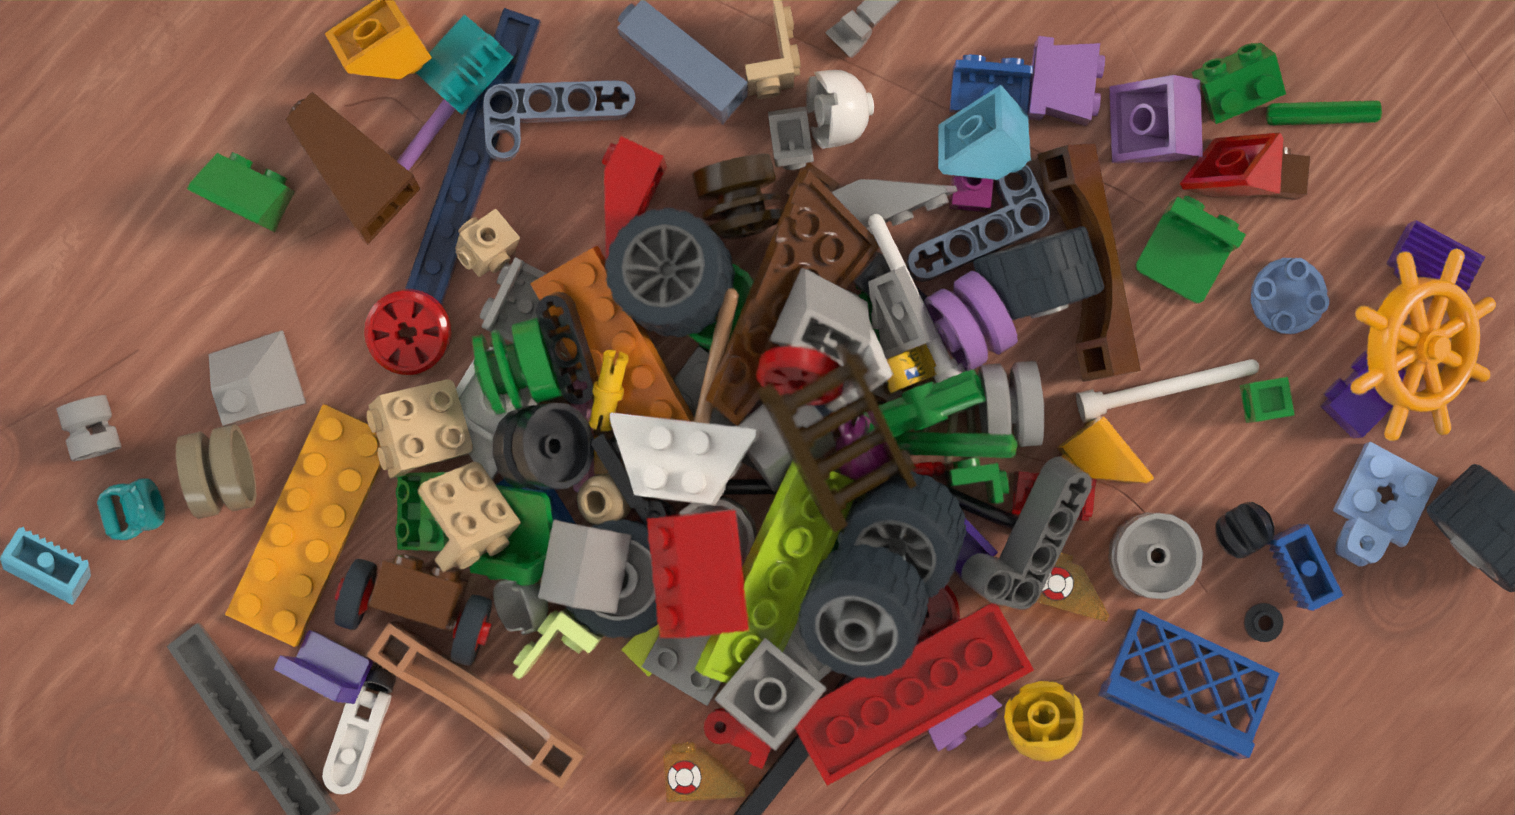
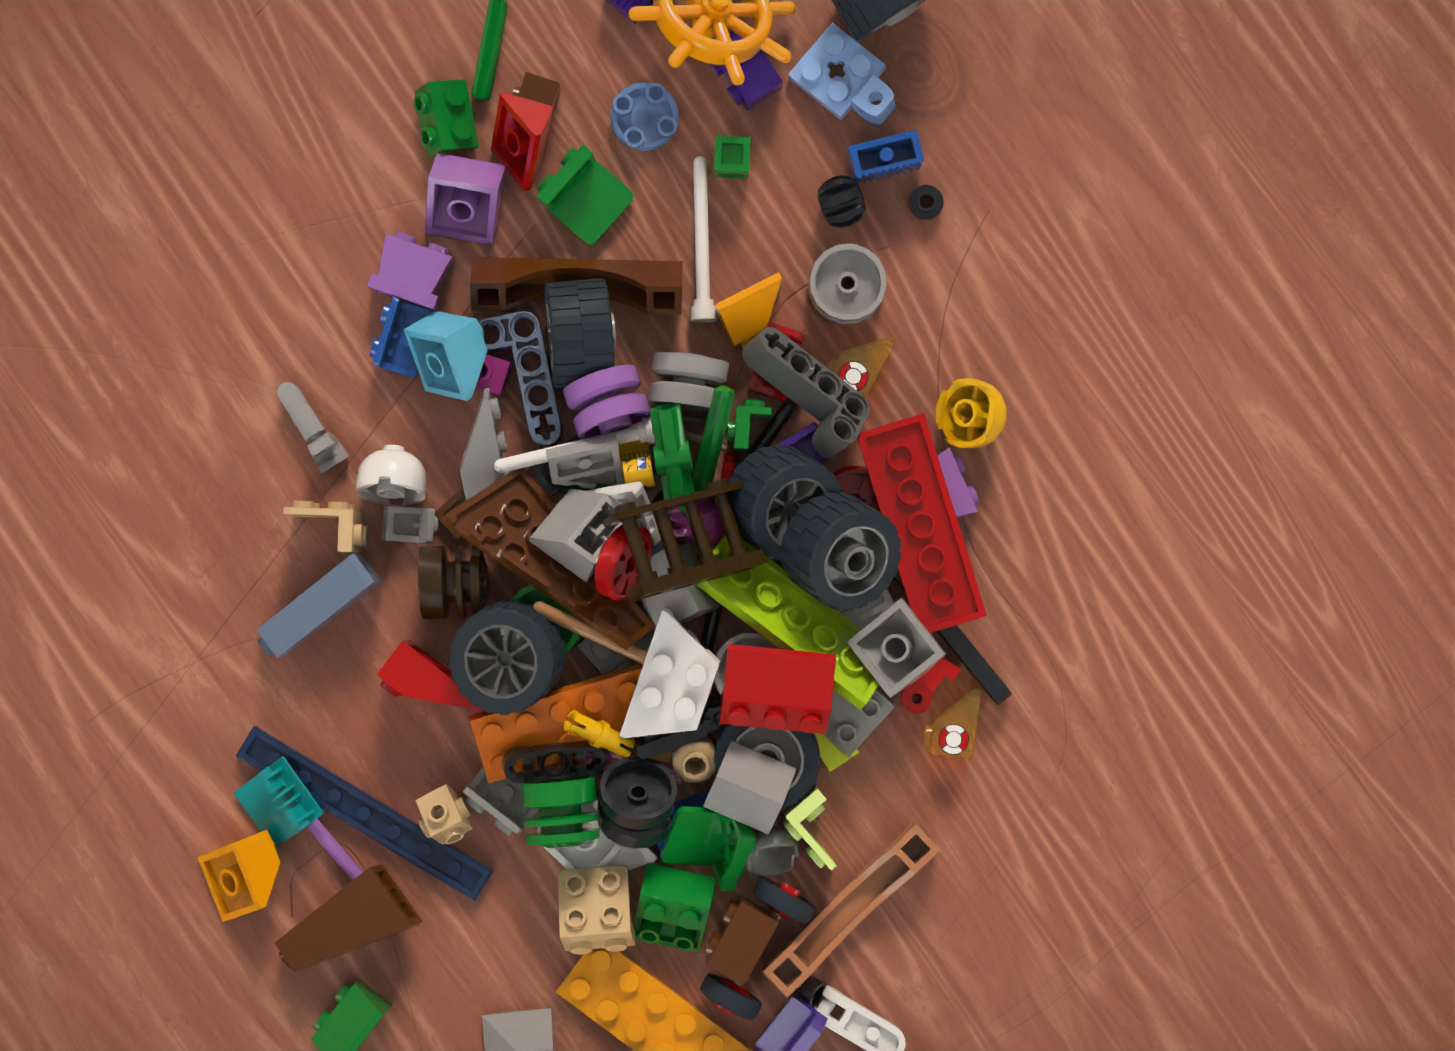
camera: 90 degrees left, 0 degrees up
(418, 311) = (524, 915): red wheel -> none
(470, 514) = (682, 878): tan bracket -> none
(558, 112) = (340, 725): sand blue beam -> none
(1176, 715) = (994, 289): blue fence -> none

